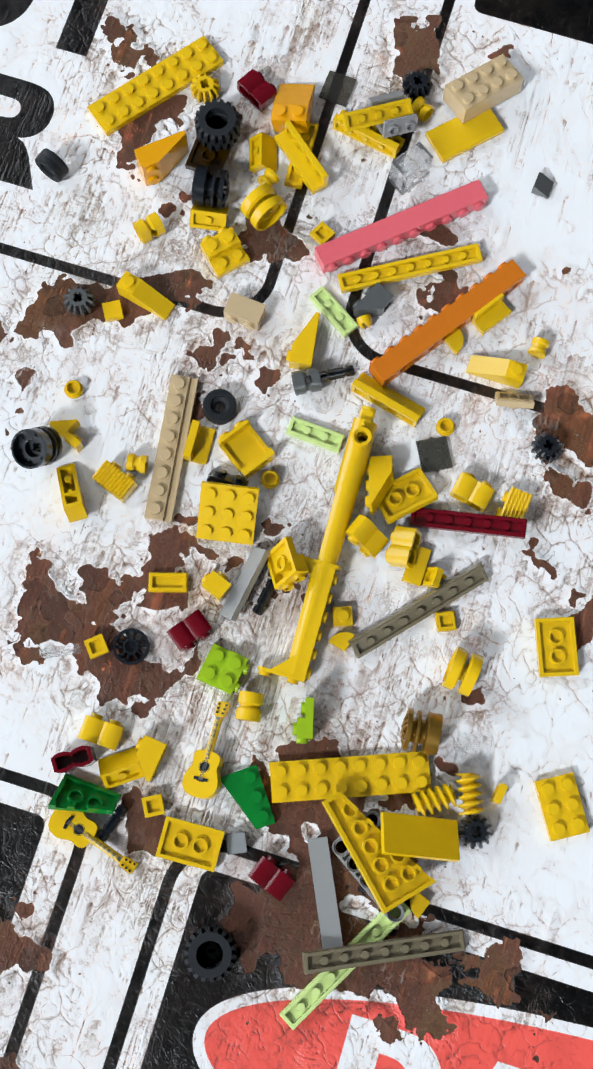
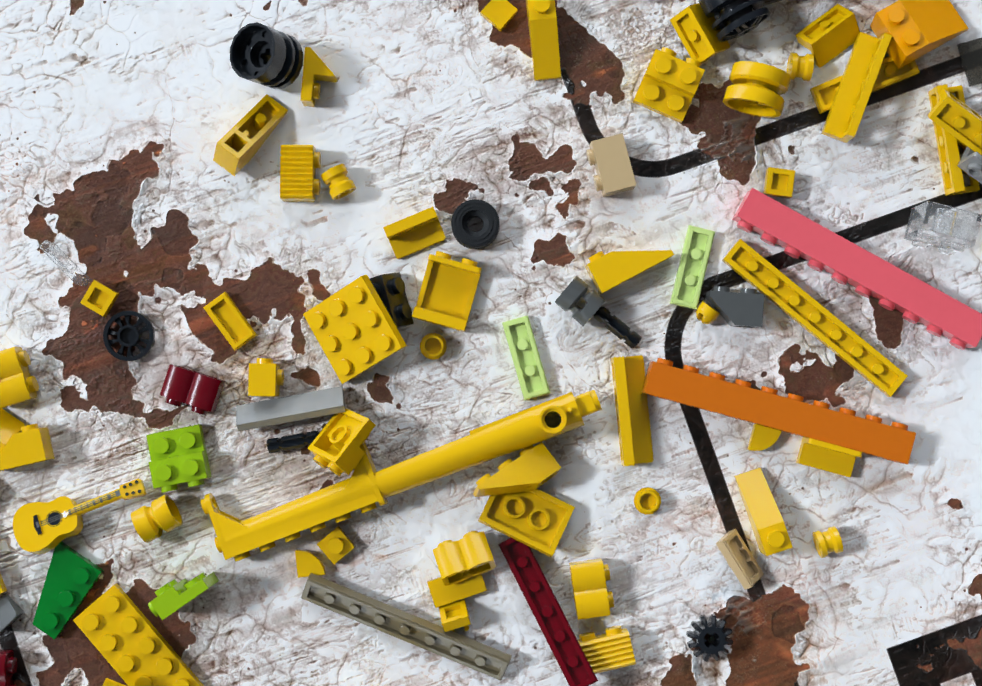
camera: 55 degrees right, 10 degrees up
(73, 389) = (371, 41): yellow plate -> none
(170, 448) = (387, 205): tan plate -> none
(366, 536) = (444, 507): yellow brick -> none
(434, 454) = (605, 511): clear smoke piece -> none
(445, 621) = (416, 665): yellow tile -> none

